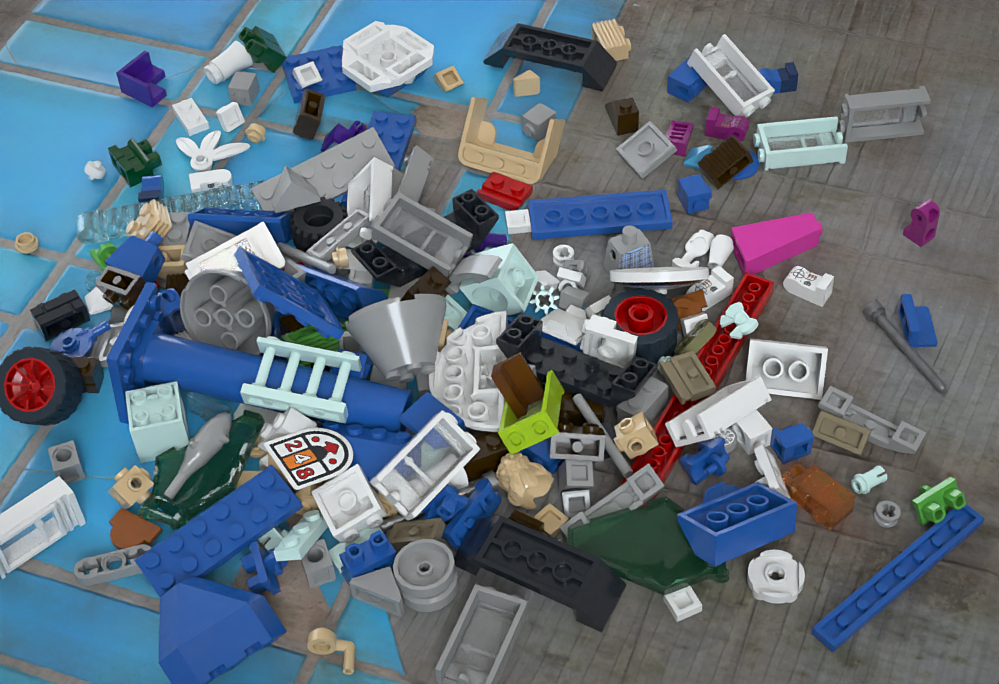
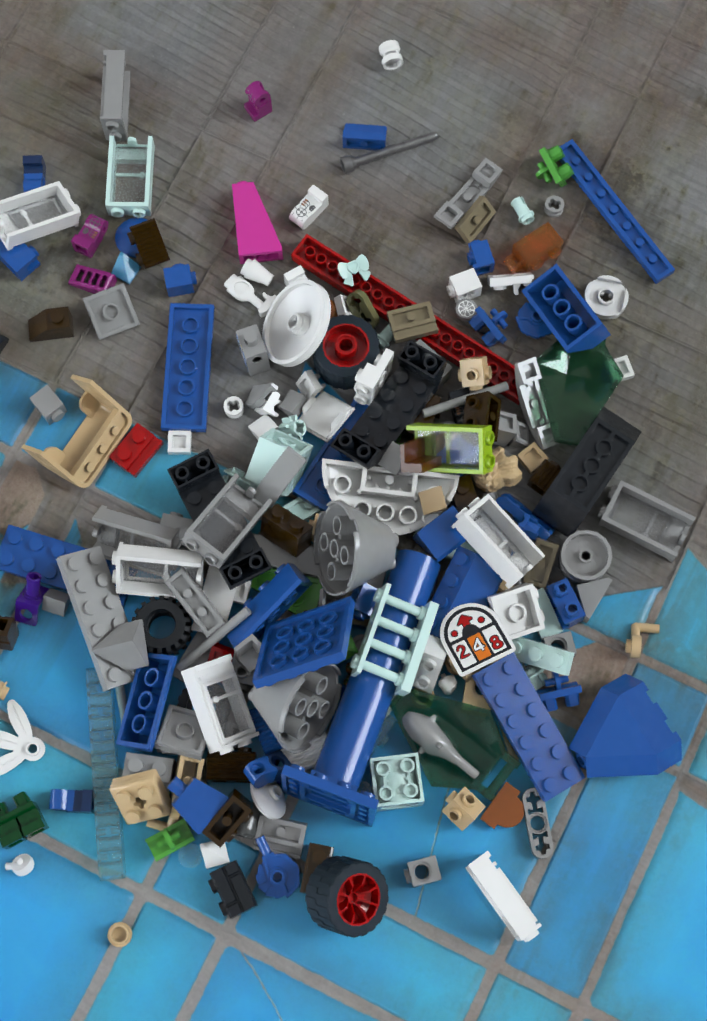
camera: 85 degrees left, 25 degrees up
(210, 180) = (69, 739): white leg -> none
(340, 258) = (225, 604): tan plate -> none
(469, 407) = (432, 500): none -> tan slope
(718, 412) = (458, 303): white door -> none
(788, 367) = (400, 245): white slope -> none

